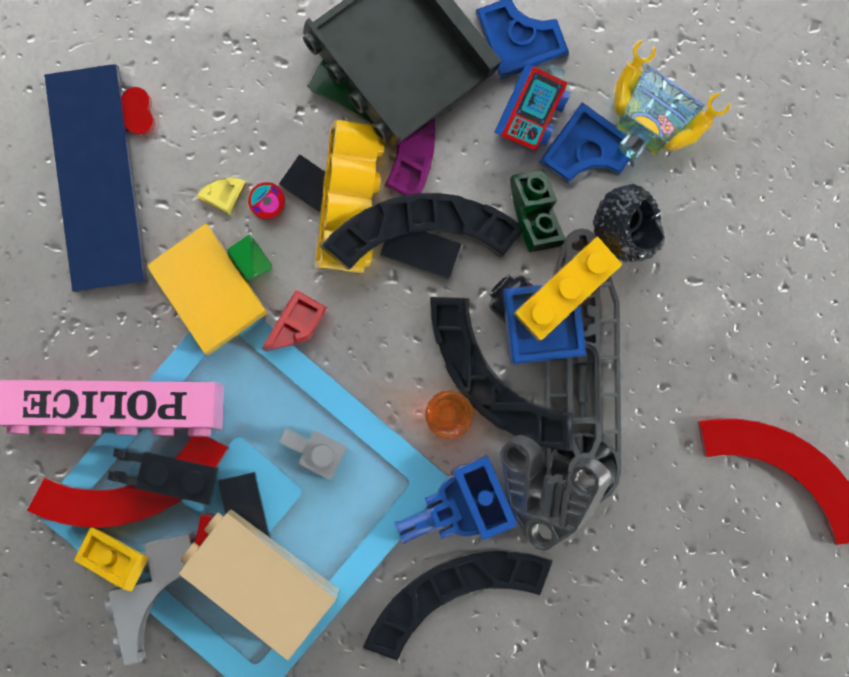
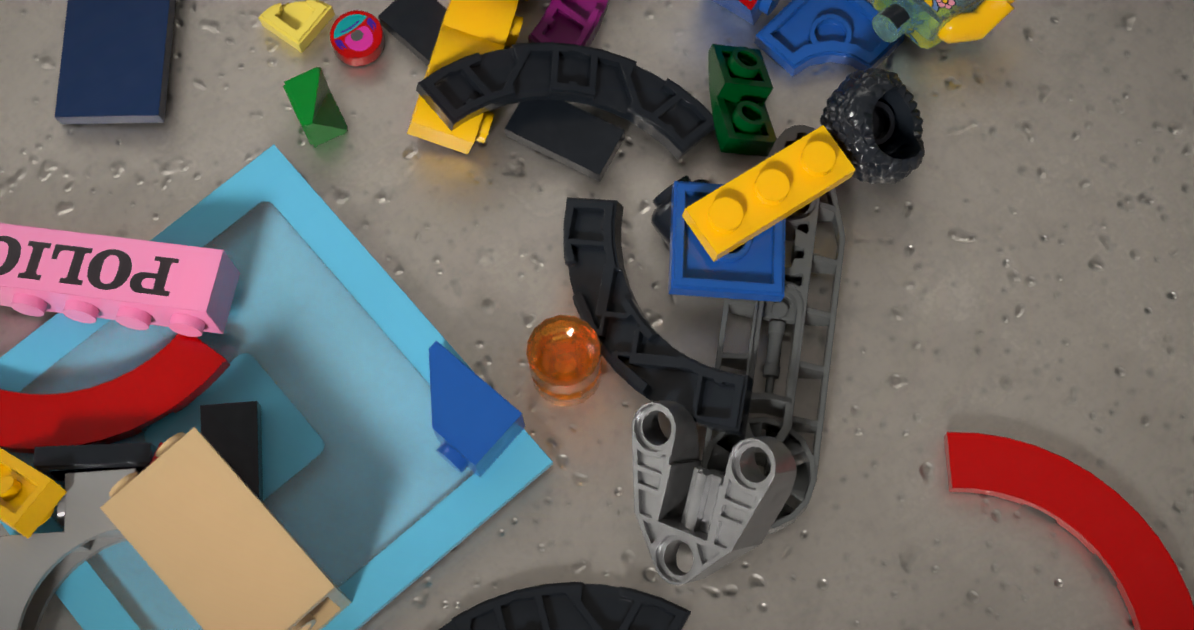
camera: 15 degrees right, 15 degrees down
(160, 529) = (58, 460): none -> black tile
(168, 476) = (126, 383): black hinge -> none
(207, 289) = (245, 139): yellow tile -> none
(296, 322) = (363, 204): tile -> none
(319, 452) = (358, 390): light grey plate -> none
(392, 461) = (468, 414): none -> blue slope
(469, 502) = (571, 495): blue brick -> none

